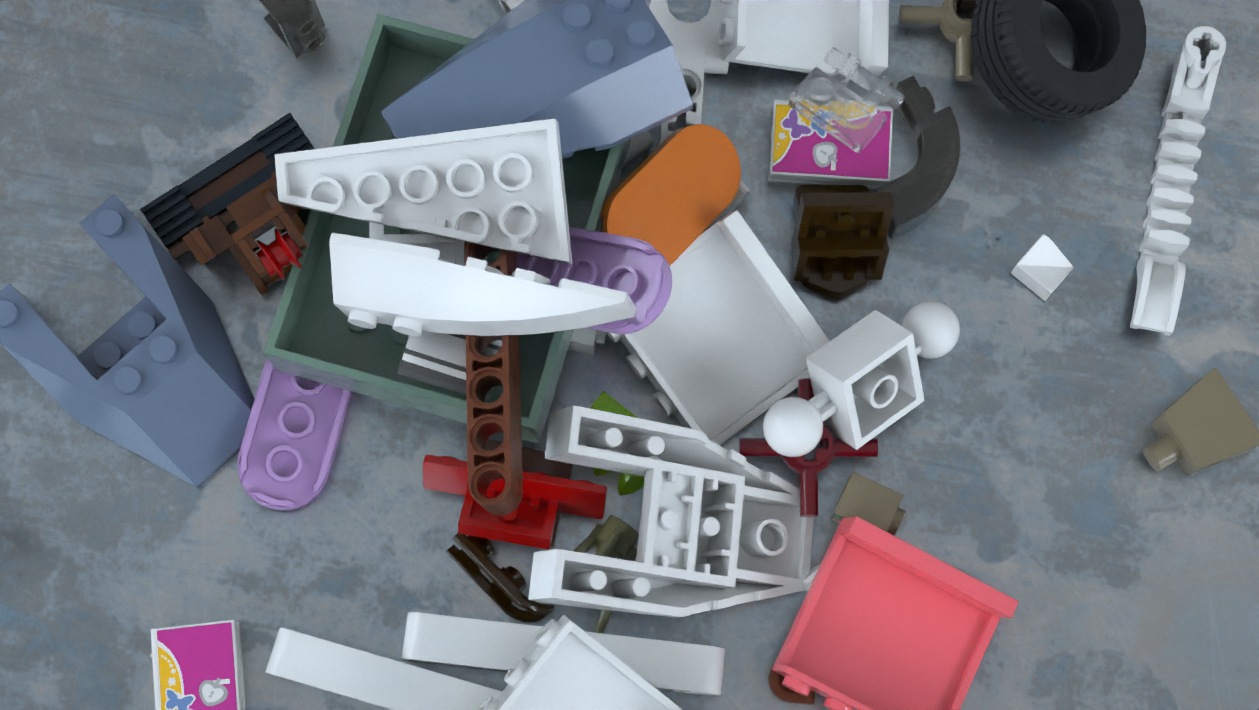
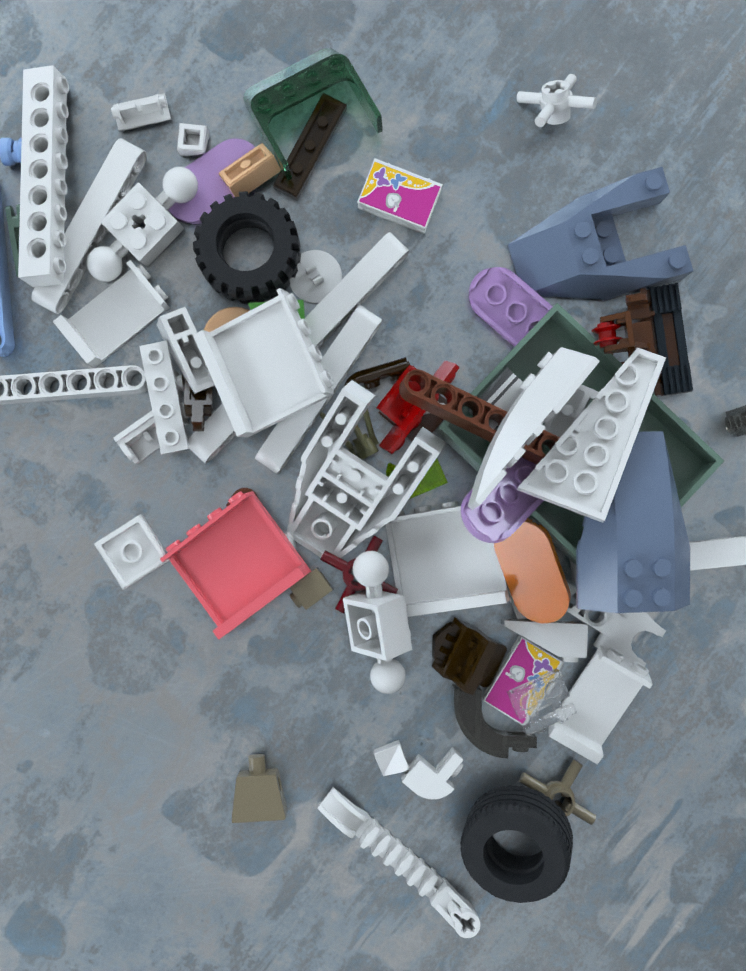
camera: 110 degrees right, 10 degrees up
(743, 114) = (561, 638): none -> white slope
(1042, 197) = (431, 781): none -> white brick

